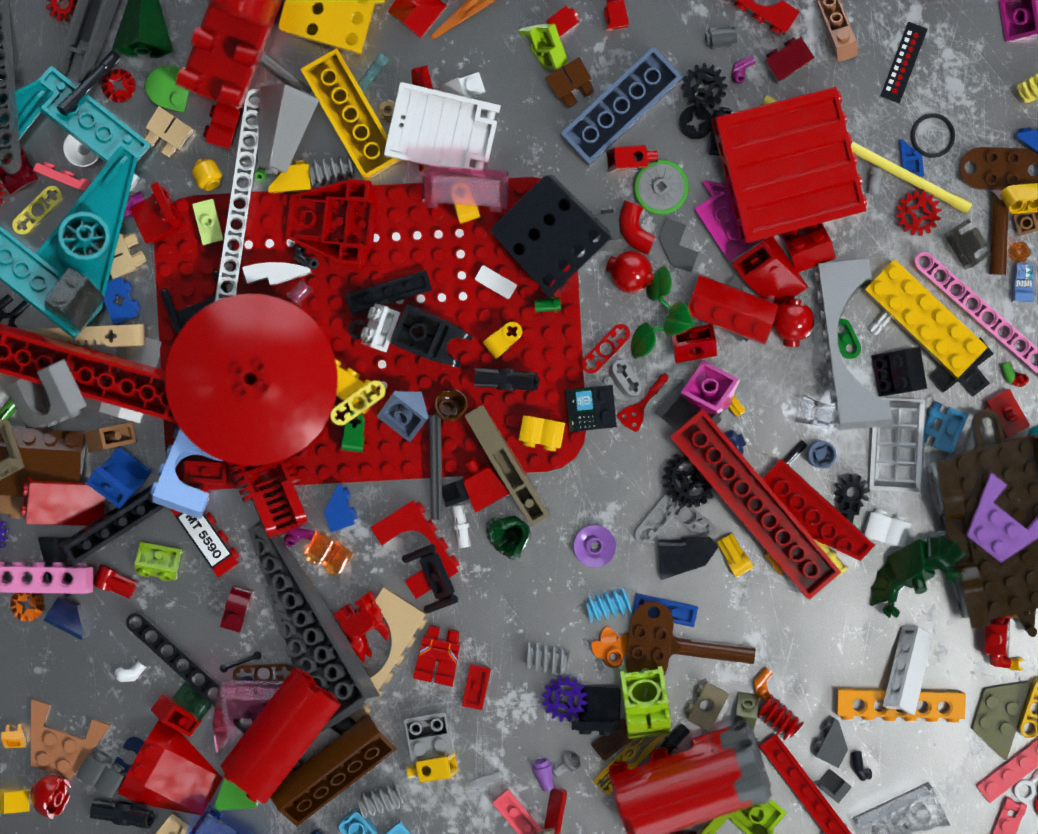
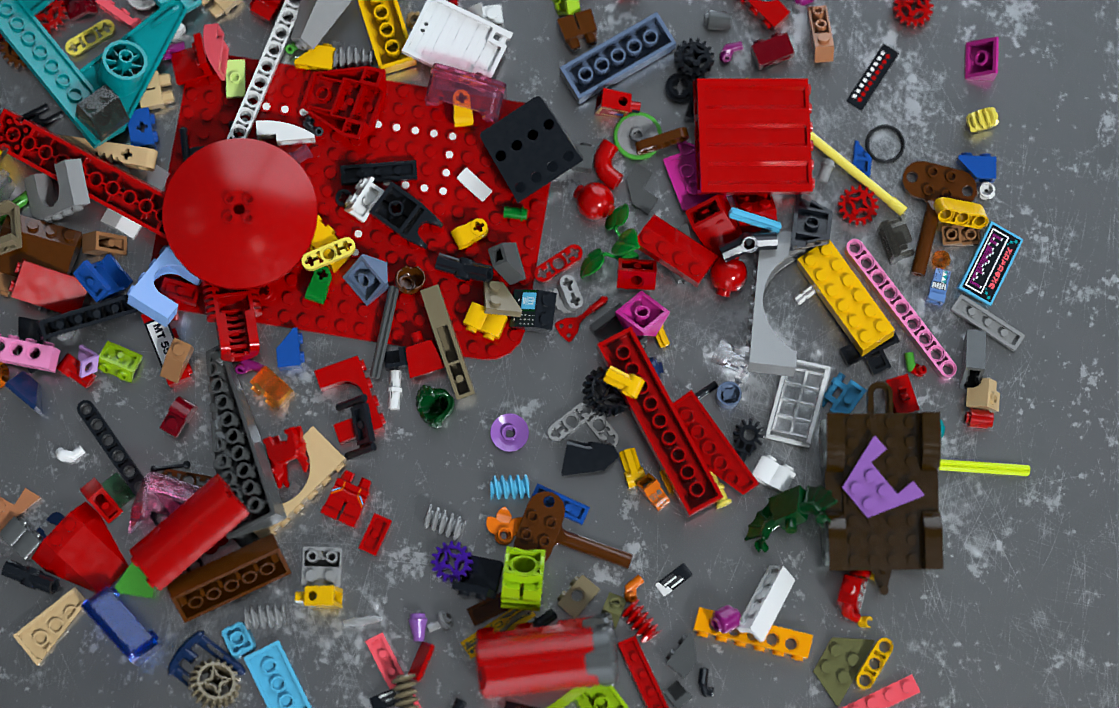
camera: 15 degrees right, 10 degrees down
(126, 567) = (89, 359): none -> lavender bracket
(179, 195) = (216, 48): none -> coral slope
(206, 174) = (244, 38): yellow head -> none
(220, 551) = (176, 360): none -> medium nougat slope
(552, 363) = (507, 262): none -> dark grey slope
(552, 406) = (499, 300): none -> dark tan wing
(689, 189) = (662, 141): none -> reddish brown beam
(712, 474) = (627, 383): none -> yellow piece
(764, 577) = (653, 492): none -> orange leg
(804, 257) = (755, 220): none -> medium azure axle
(804, 663) = (673, 579): none -> sticker
(820, 281) = (760, 241): none -> black piece
(846, 338) = (773, 301): green plate -> none
(870, 699) = (725, 619): none -> magenta head
(871, 248) = (810, 224): none -> black wing
(899, 371) = (814, 338): black slope -> none

